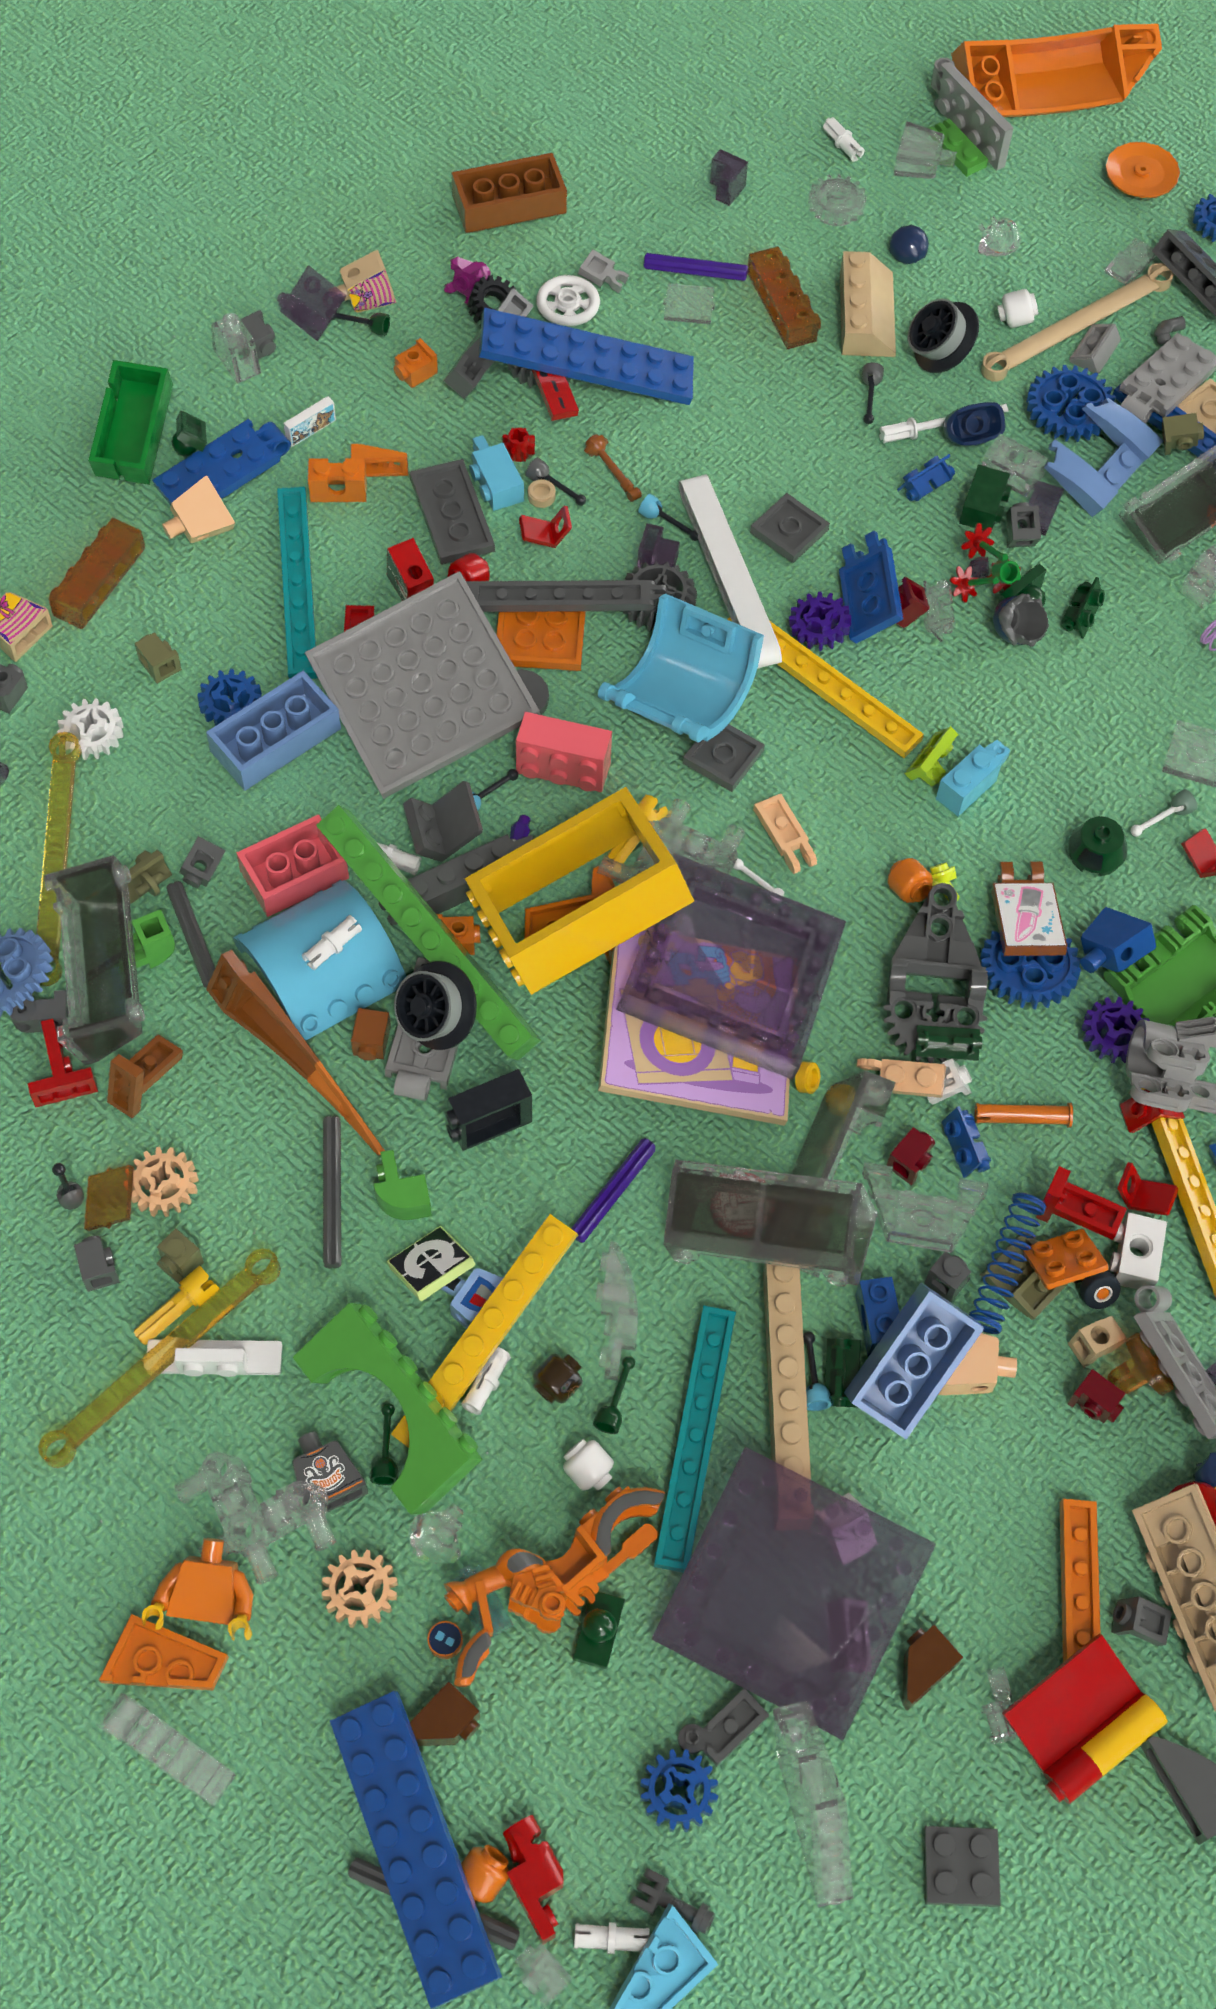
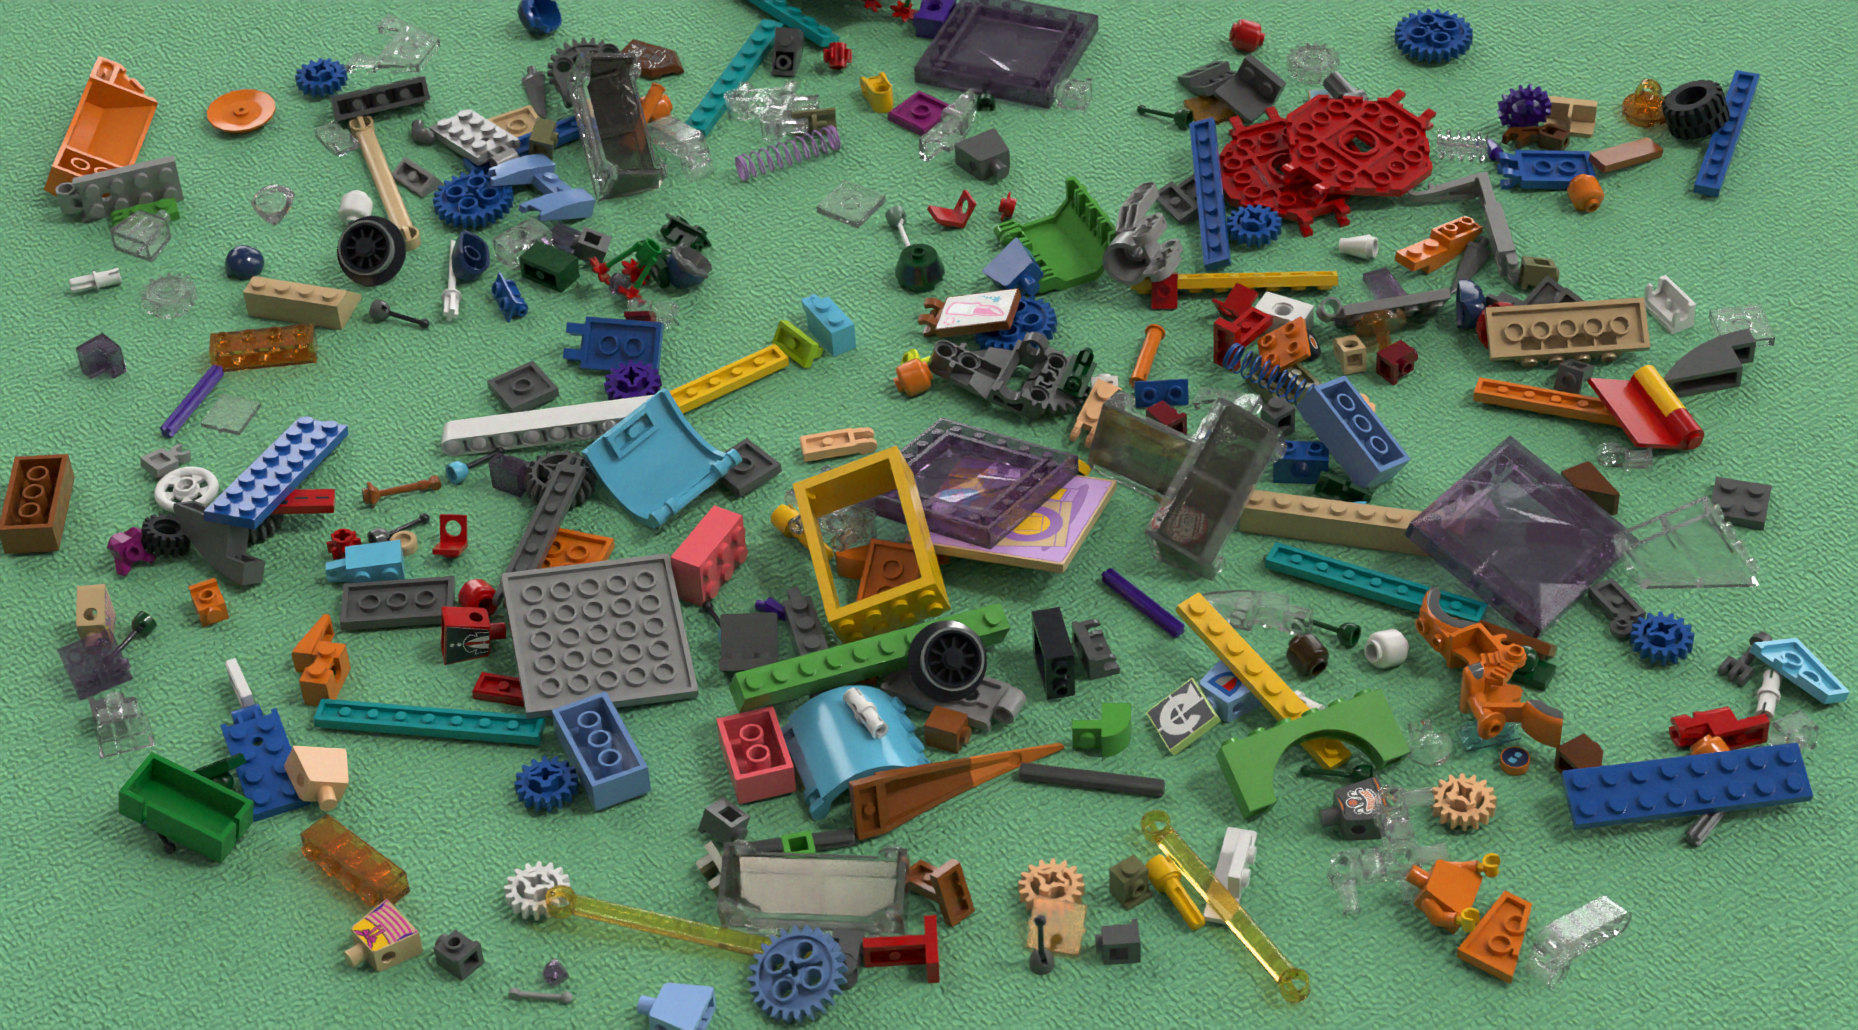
camera: 70 degrees left, 20 degrees down
(157, 657) = (473, 833): olive brick -> none
(523, 1154) = (1093, 650): none -> dark grey hinge
(638, 1615) = (1542, 648): none -> dark orange hinge
(1100, 1027) = (1089, 292): dark purple gear -> none

